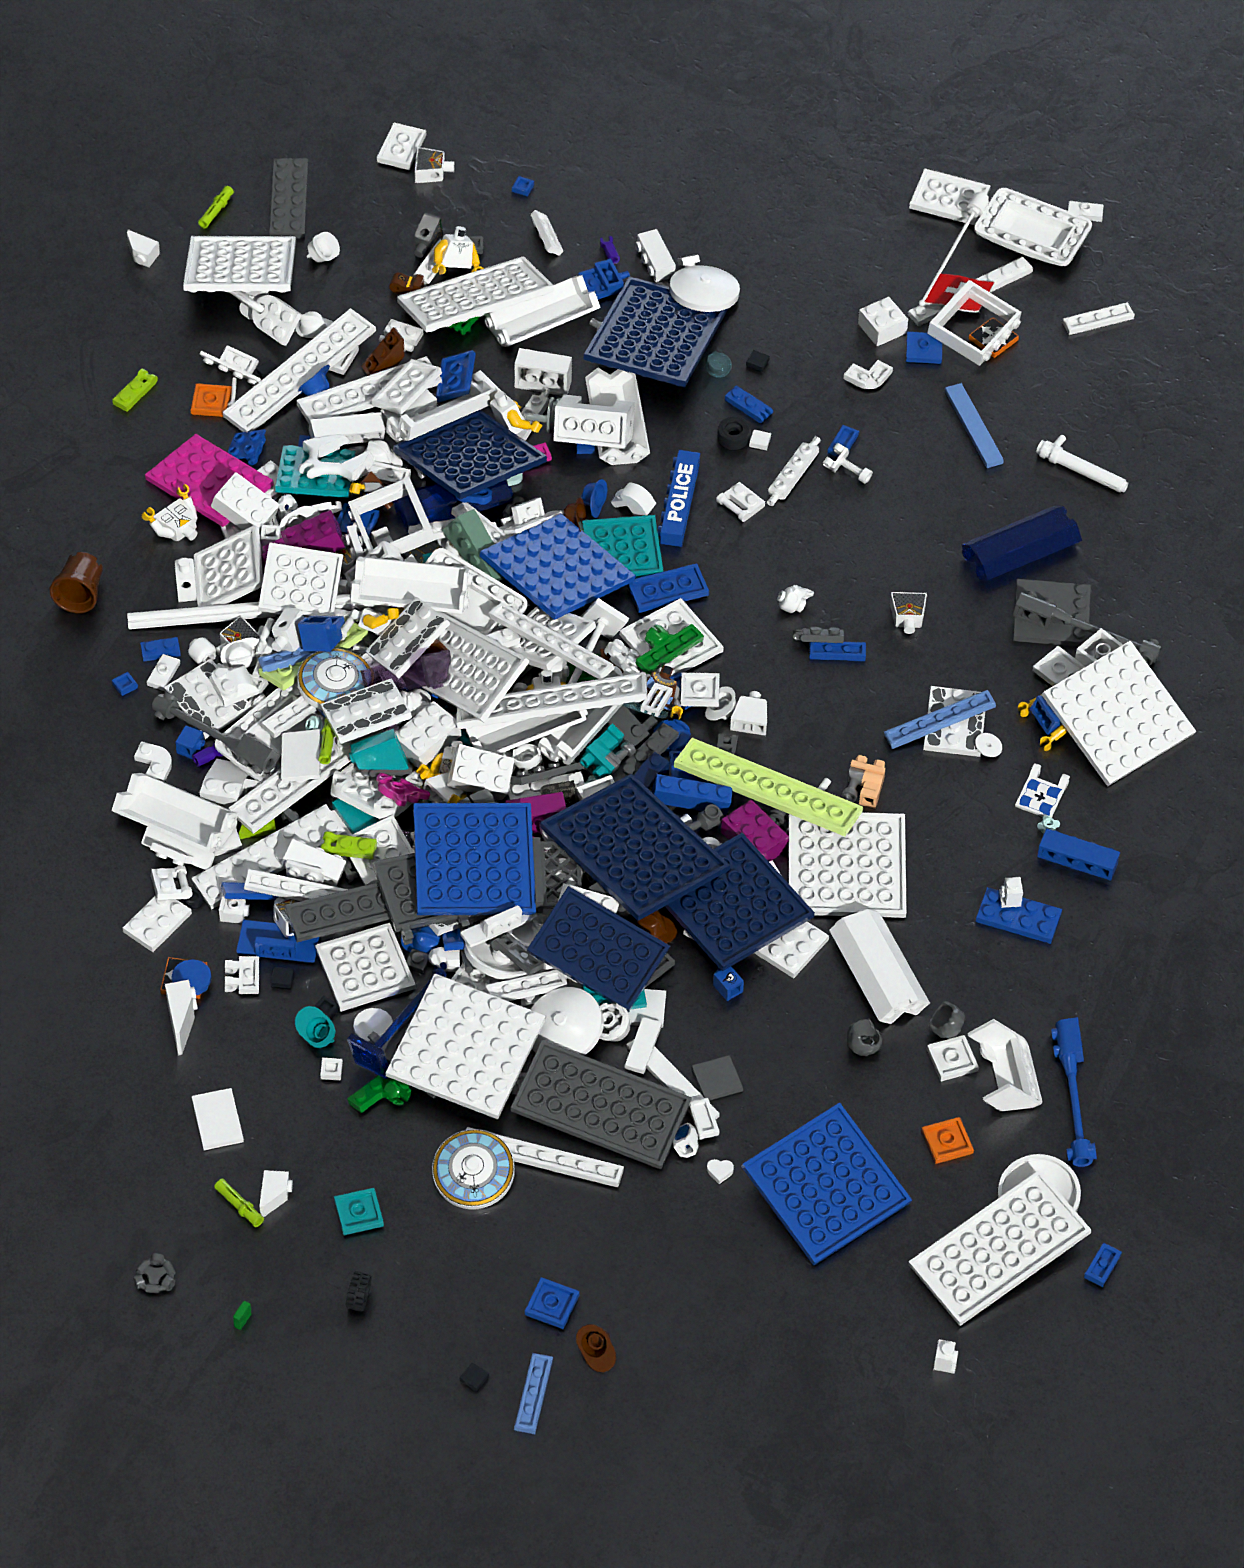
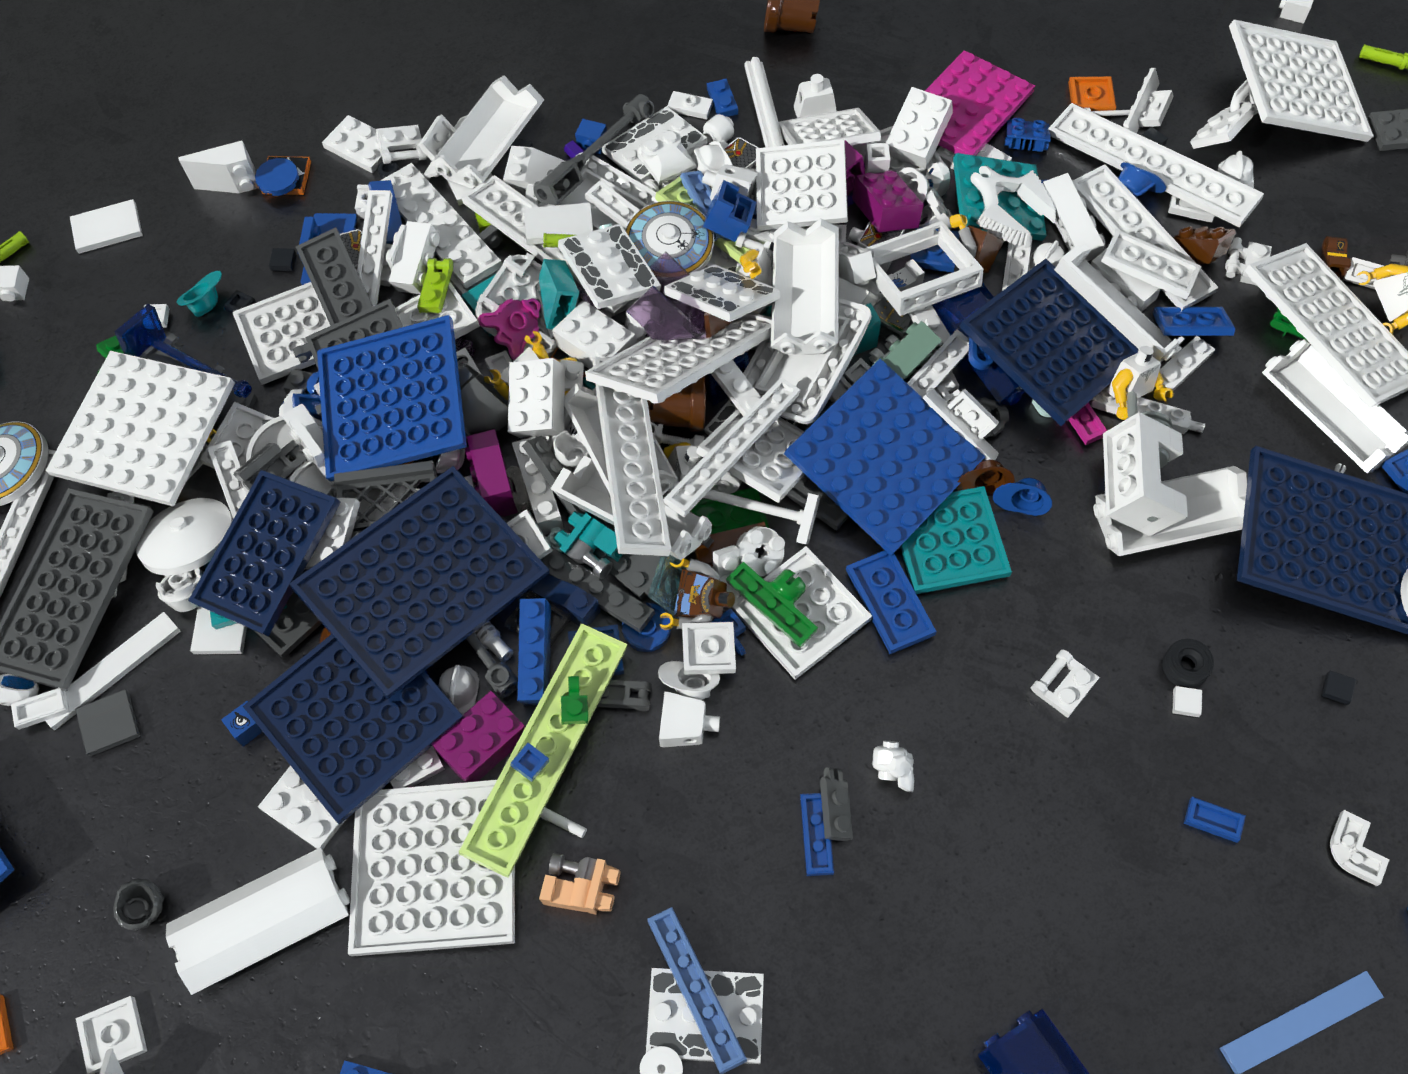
camera: 90 degrees right, 10 degrees up
(124, 683) = (671, 76): blue tile -> none
(135, 390) = (1088, 27): lime plate -> none
(157, 757) = (563, 119): white plate -> none
(176, 519) = (897, 79): white torso -> none
(248, 975) = (281, 227): white plate -> none
(323, 247) = (1365, 164): white piece -> none
(352, 539) = (881, 235): white plate -> none
(371, 1020) = (213, 348): white tile -> none
(513, 960) = (257, 462): none -> dark grey tile
(543, 370) = (1225, 413): white brick -> none
(636, 498) = (1030, 545): white brick -> none
(643, 1045) = (154, 628): white tile -> none
(651, 709) = (669, 588): white tile -> none
(679, 499) = (1051, 601): blue brick -> none
(718, 365) = (1309, 631): clear light blue hair -> none
(741, 764) = (575, 706): none -> green plate
(748, 404) = (1251, 680): blue hinge -> none
(784, 787) = (529, 762): none -> blue plate
(793, 471) = (1140, 751): white plate -> none
(864, 475) = (1152, 852): white bar -> none
(908, 610) = (899, 932): torso -> none
(947, 1020) = (156, 1021): dark grey hair -> none

